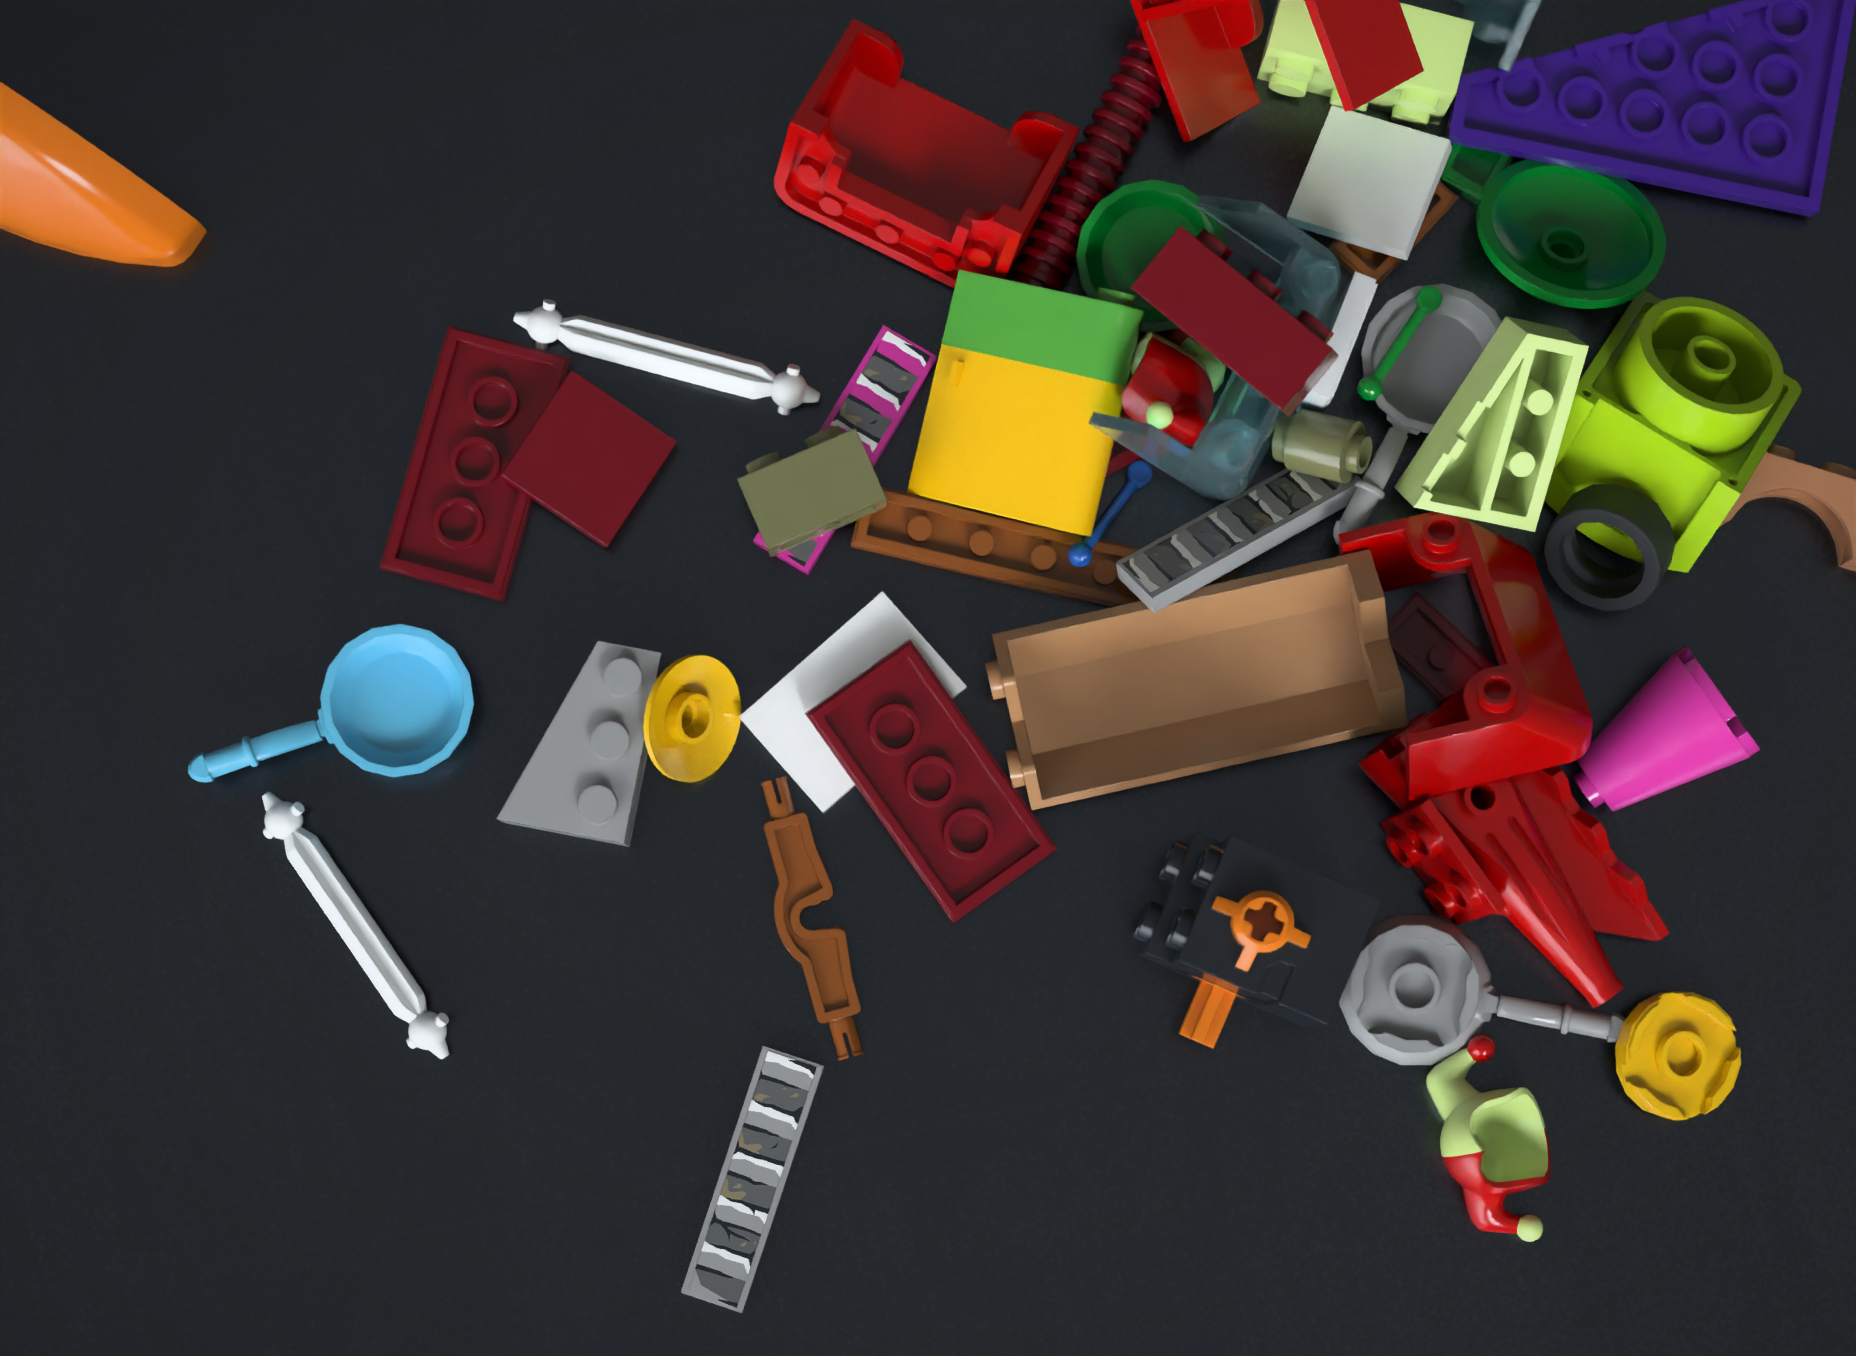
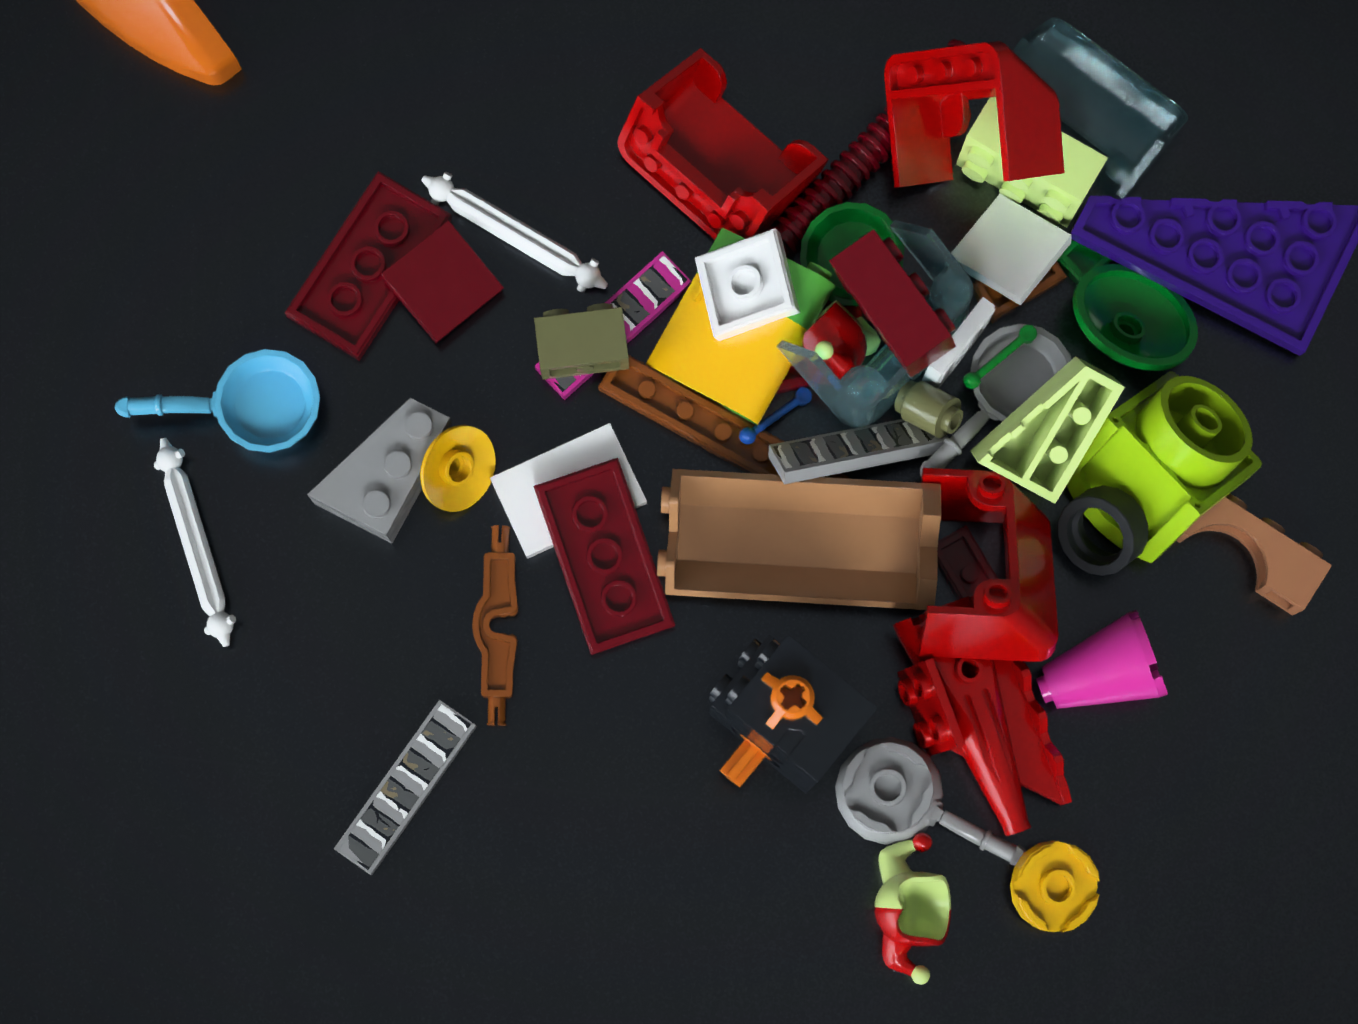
camera: 15 degrees right, 5 degrees down
(1020, 345) = (747, 284): none -> white tile

